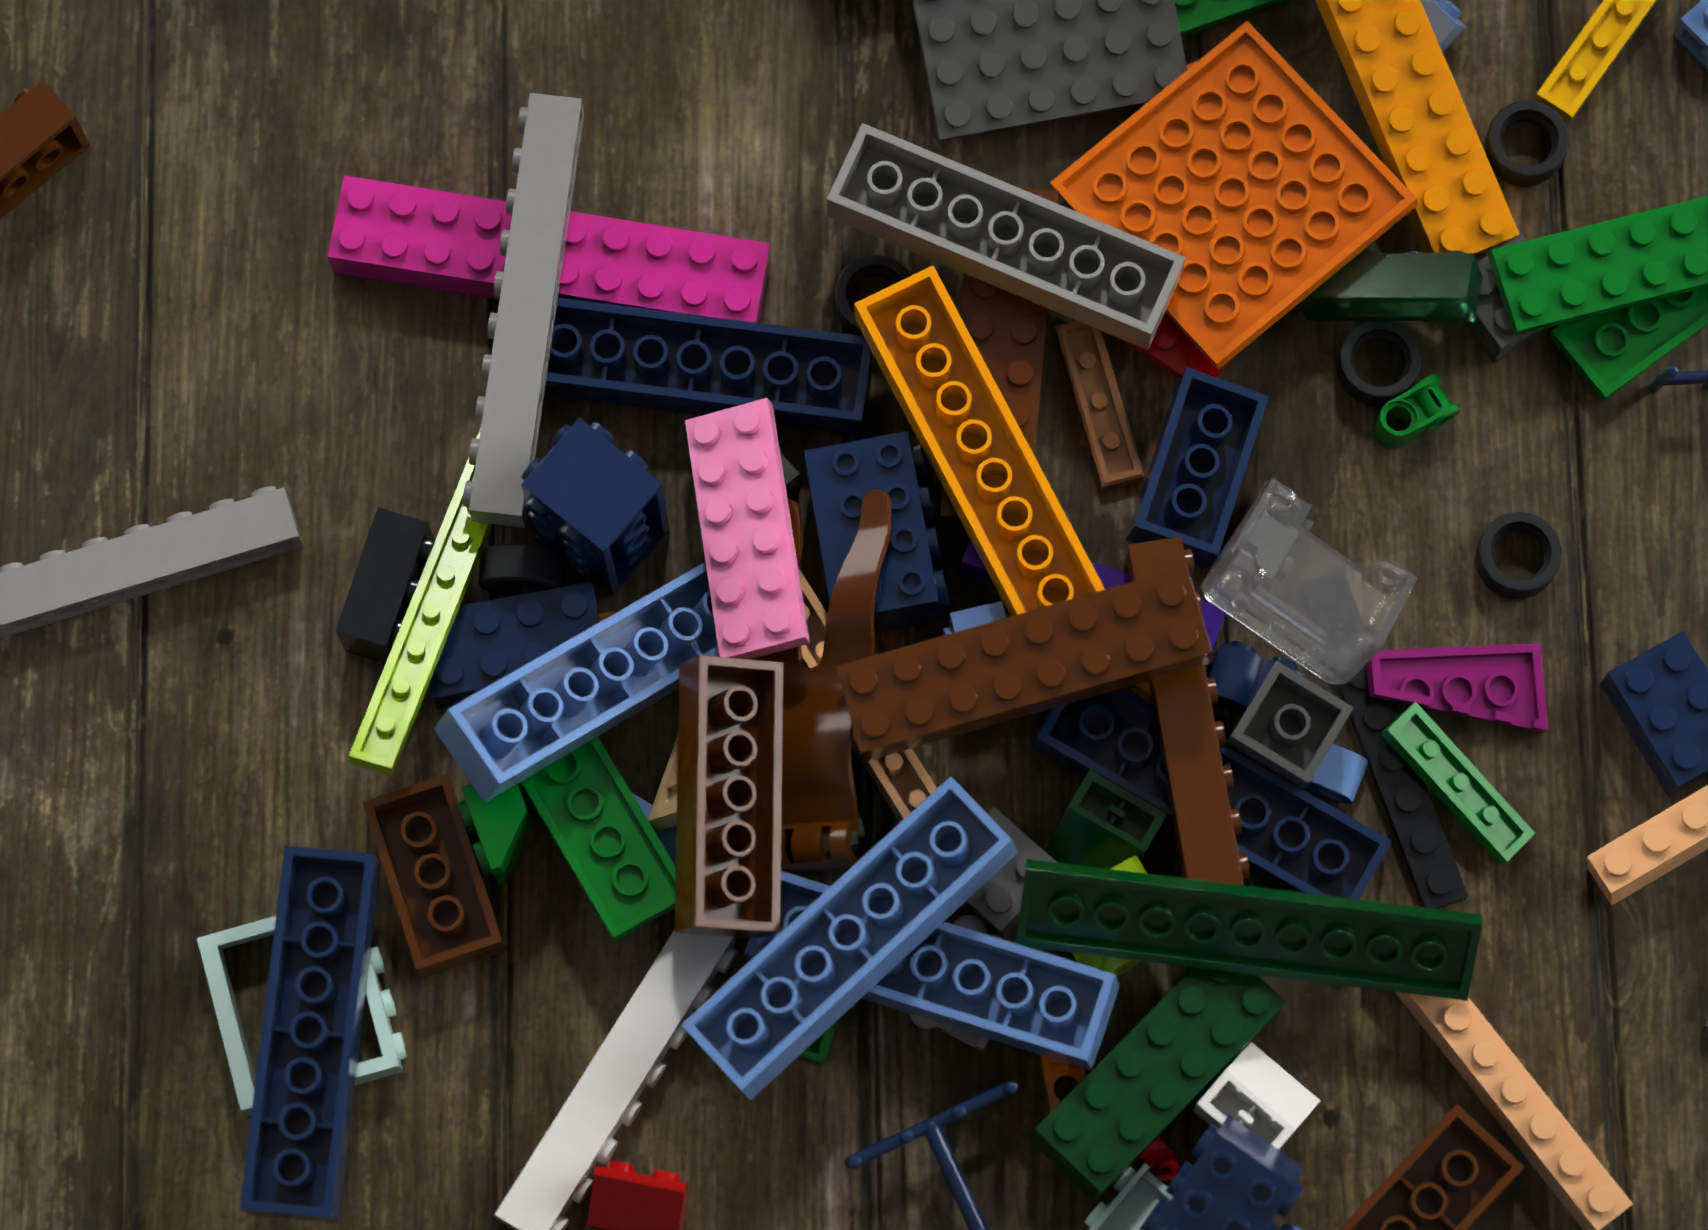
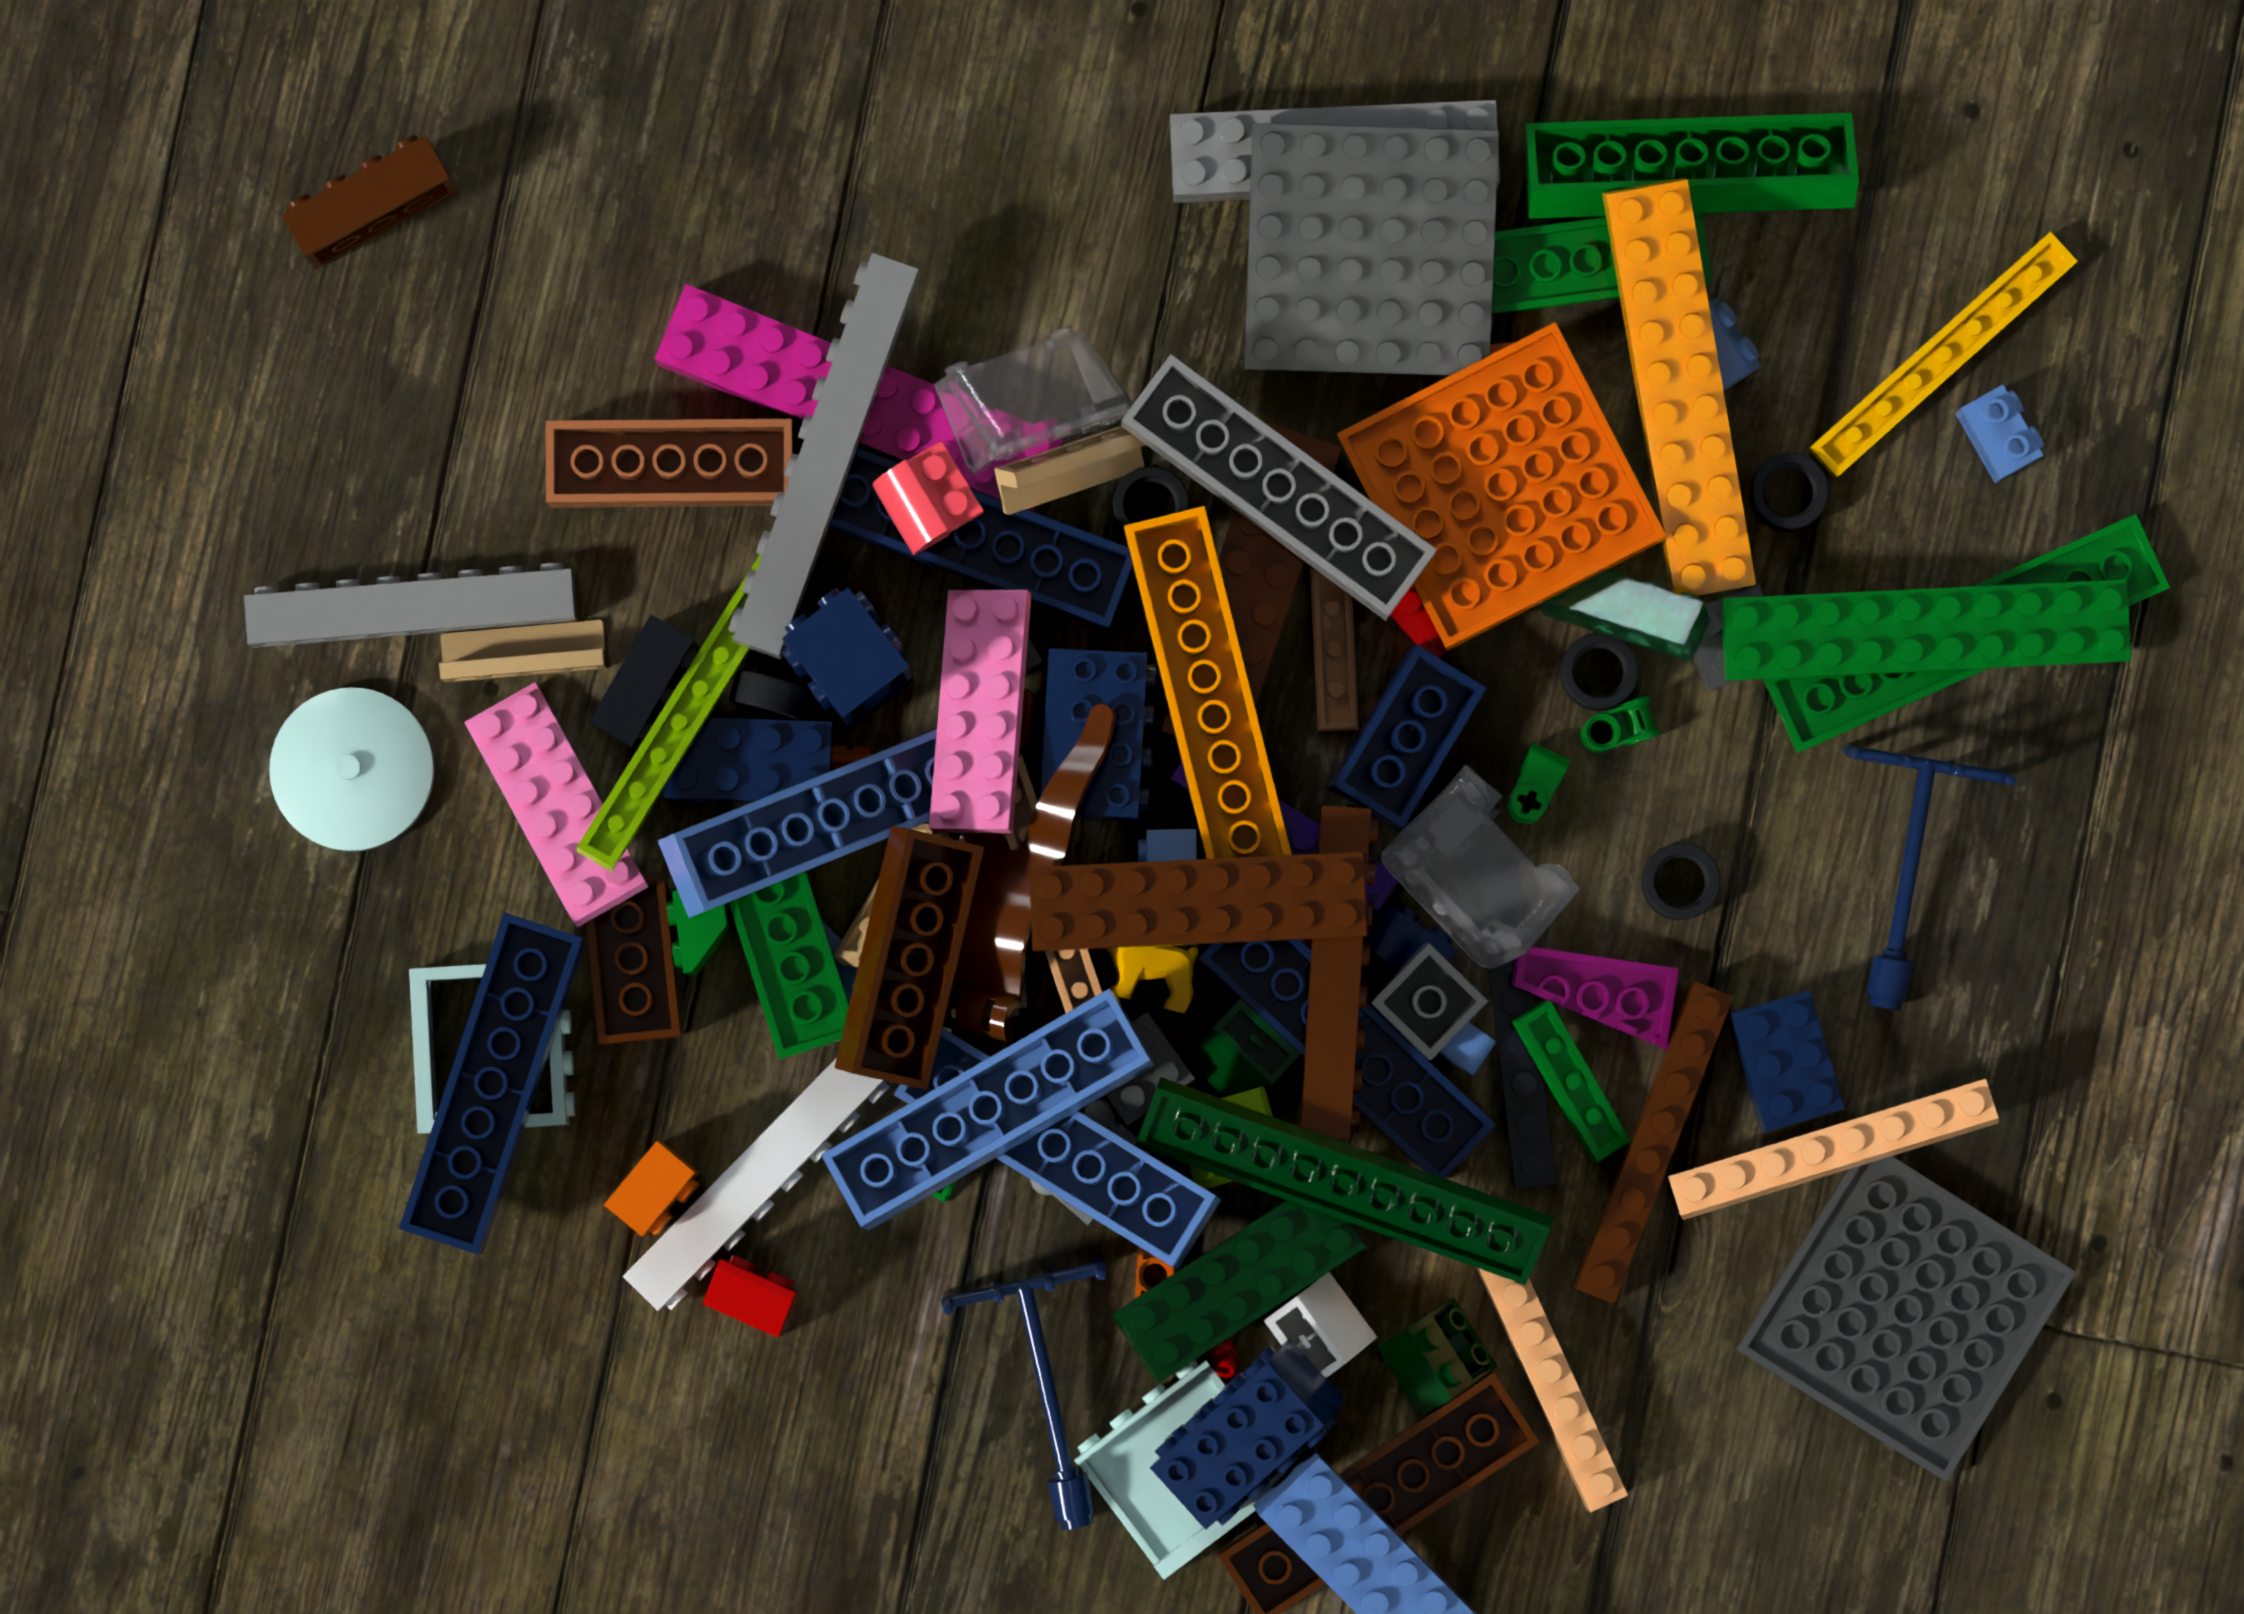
camera: 10 degrees right, 10 degrees up
(95, 749) = (352, 769): none -> light aqua dish
(252, 589) = (523, 651): none -> tan panel
(314, 730) = (551, 801): none -> bright pink plate
(361, 360) = (667, 462): none -> nougat brick
(508, 1113) = (653, 1189): none -> orange brick
(641, 328) = (927, 497): none -> coral brick
(726, 209) = (1030, 398): none -> clear windscreen
(782, 273) = (1068, 469): none -> tan panel
(981, 757) = (1156, 963): none -> yellow animal
(1343, 485) = (1539, 778): none -> green piece
(1388, 1106) = (1437, 1357): none -> dark green slope
(1559, 830) = (1652, 1142): none -> reddish brown brick

